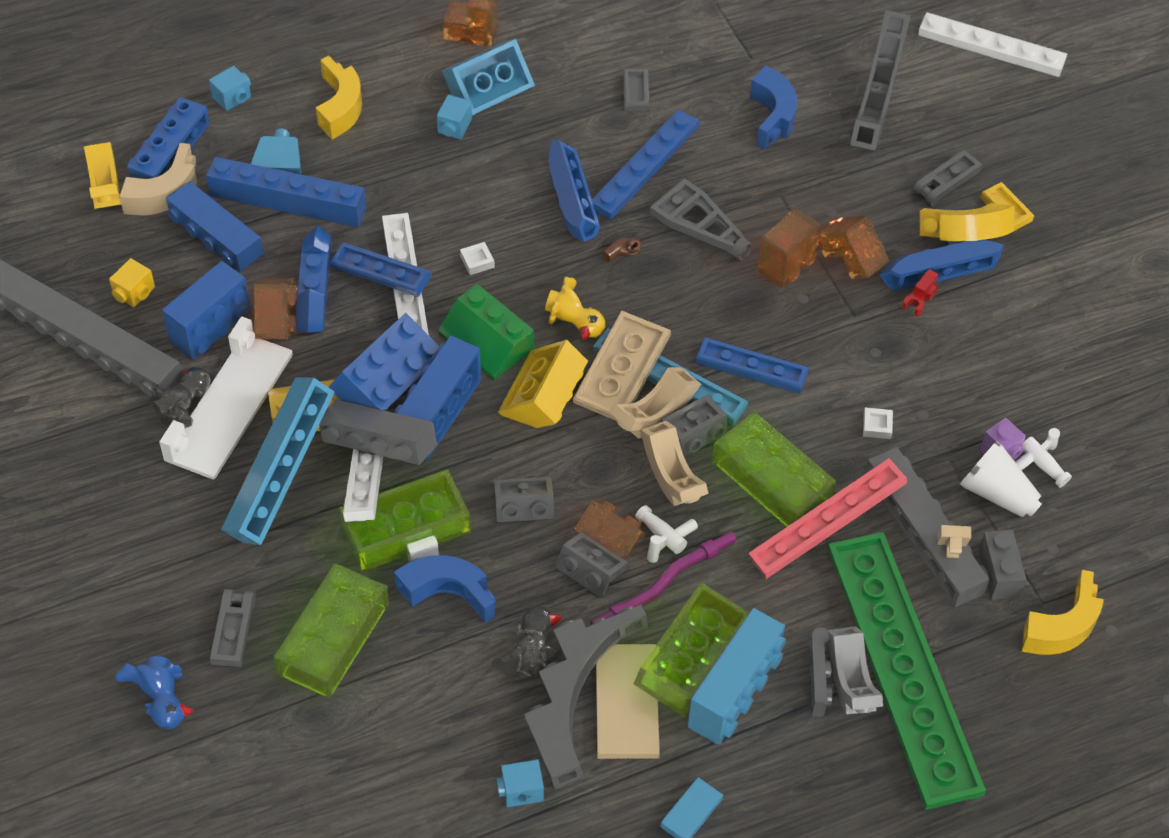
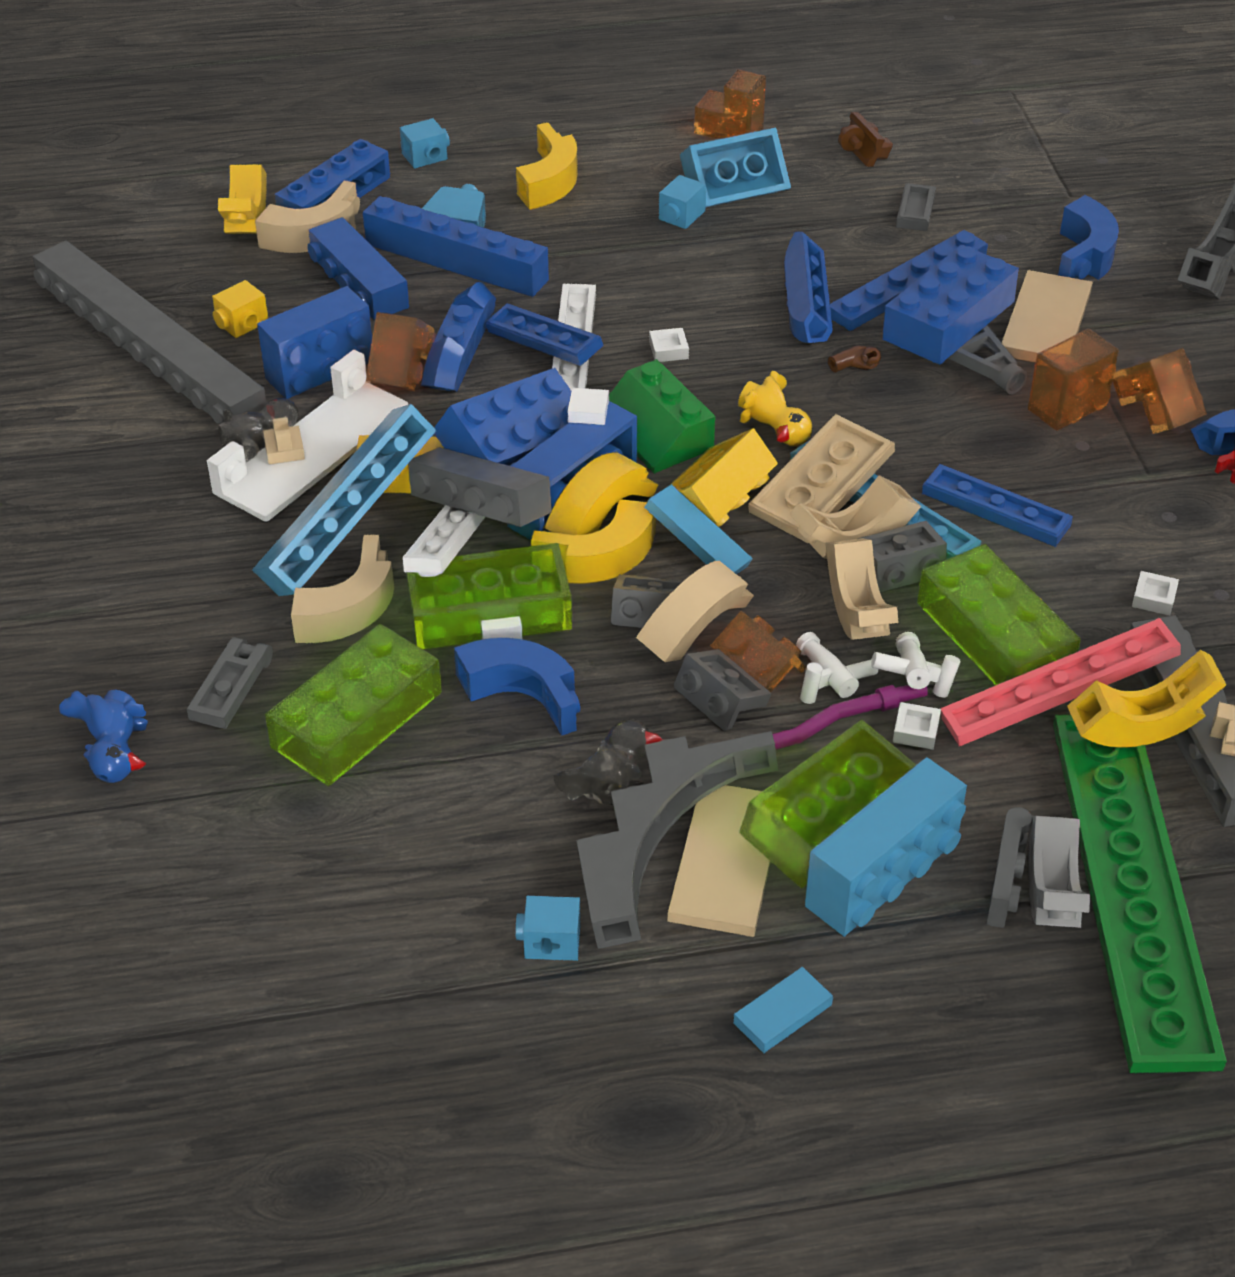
camera: 15 degrees right, 10 degrees down
(208, 408) = (283, 442): none -> tan tile
(301, 547) = (348, 606): none -> tan arch
(442, 347) = (588, 406): none -> white tile
(462, 415) = (595, 492): none -> yellow arch
(479, 463) = (607, 551): none -> yellow arch
(544, 435) = (696, 530): none -> dark azure tile
(558, 506) = (692, 608): none -> tan arch
(580, 29) = (864, 140): none -> reddish brown hips
(685, 192) = (950, 304): none -> blue brick
(723, 522) = (916, 668): none -> white piece
(734, 569) = (916, 725): none -> white plate
(756, 184) = (1045, 313): none -> tan tile
(885, 539) = (1148, 714): none -> yellow arch

